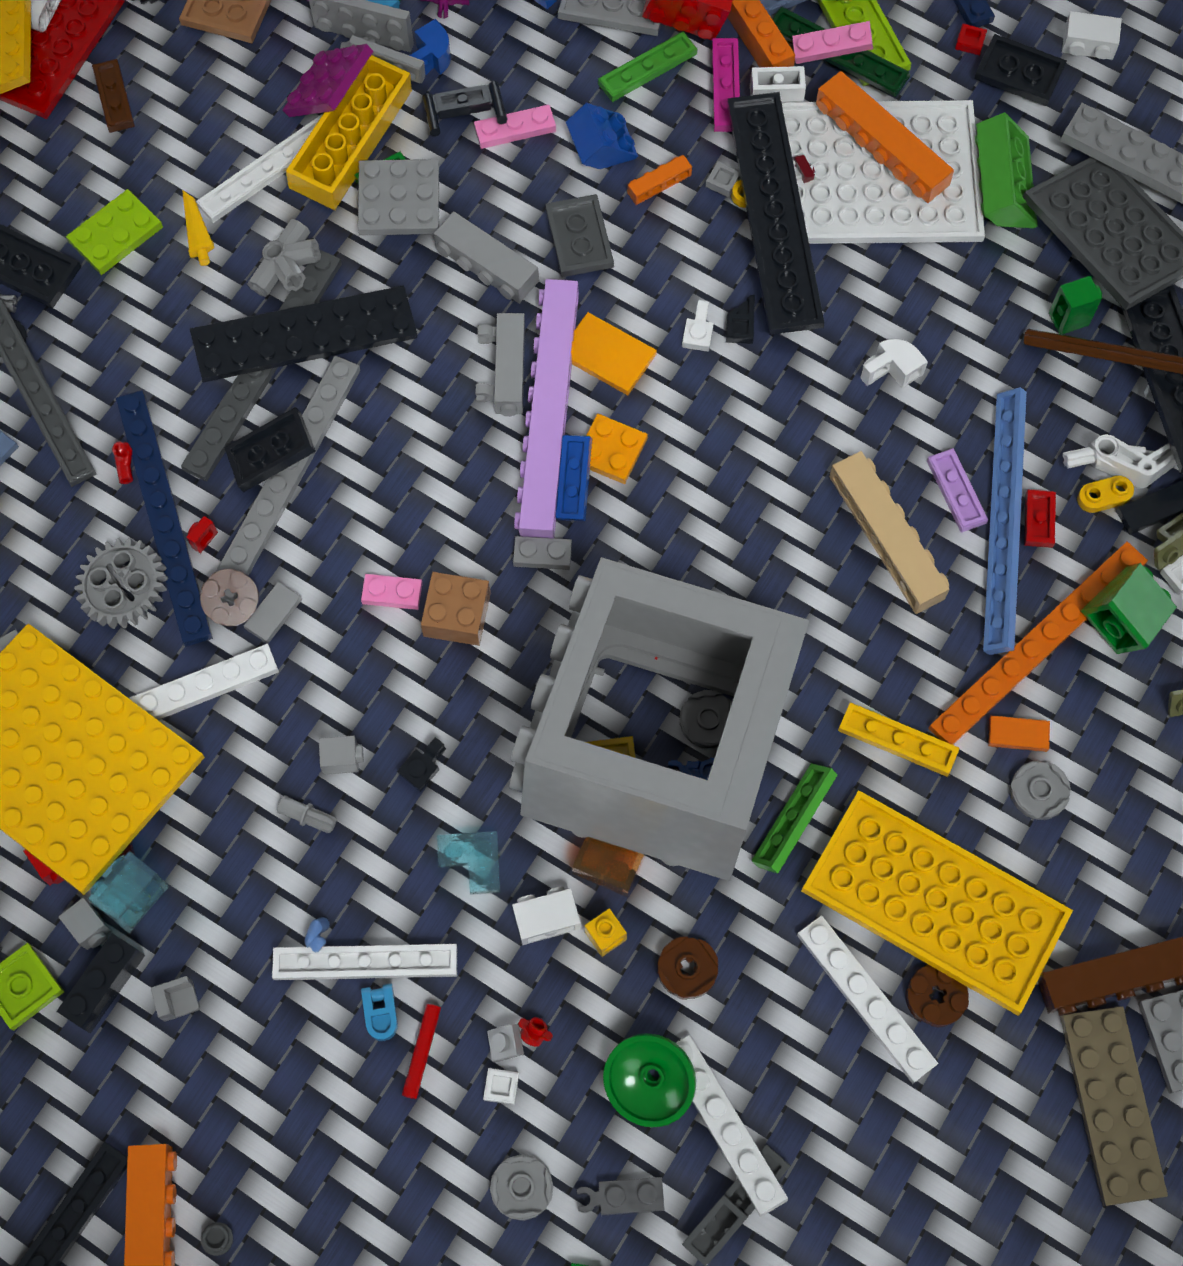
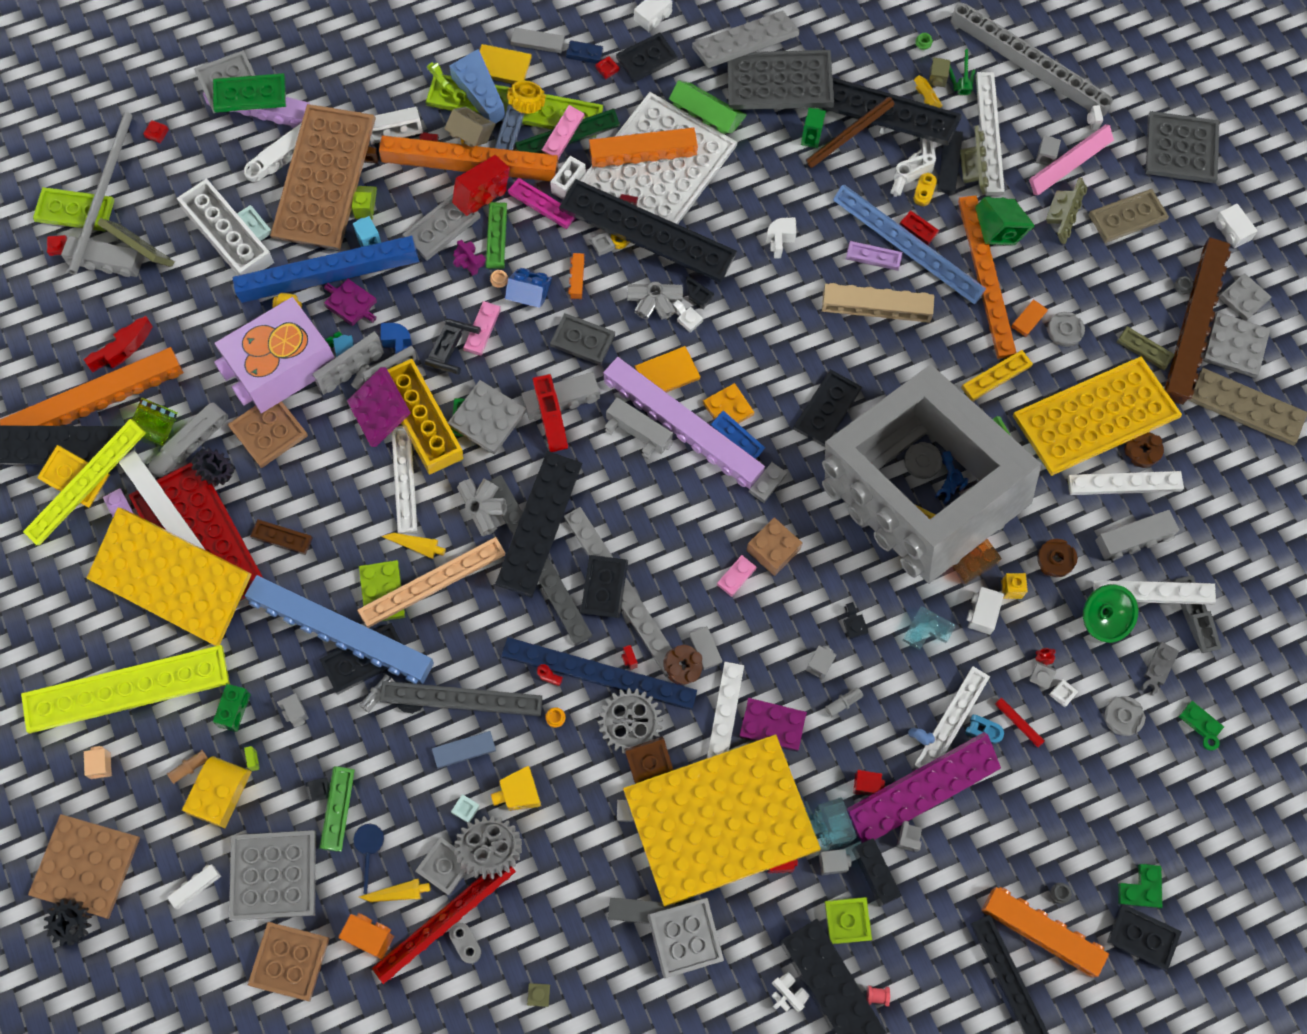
camera: 60 degrees left, 0 degrees up
(30, 215) = (339, 629): none -> medium blue brick
(77, 501) = (555, 717): none -> light orange plate
(81, 631) = (648, 759): none -> reddish brown plate
(152, 268) = (431, 582): none -> light nougat plate
(213, 905) = (867, 783): none -> red brick
(228, 749) = (769, 719): none -> magenta plate
(249, 978) = (924, 788): none -> magenta plate
(446, 253) = (550, 413): none -> red slope
(592, 97) = (499, 278): none -> light nougat plate
(597, 45) = (465, 257): none -> magenta hips
(691, 285) = (659, 302): none -> light grey piece
(701, 559) = (827, 407): none -> black tile
(796, 1056) = (1137, 535): none -> light grey brick
(1094, 911) = (1145, 347): none -> olive tile

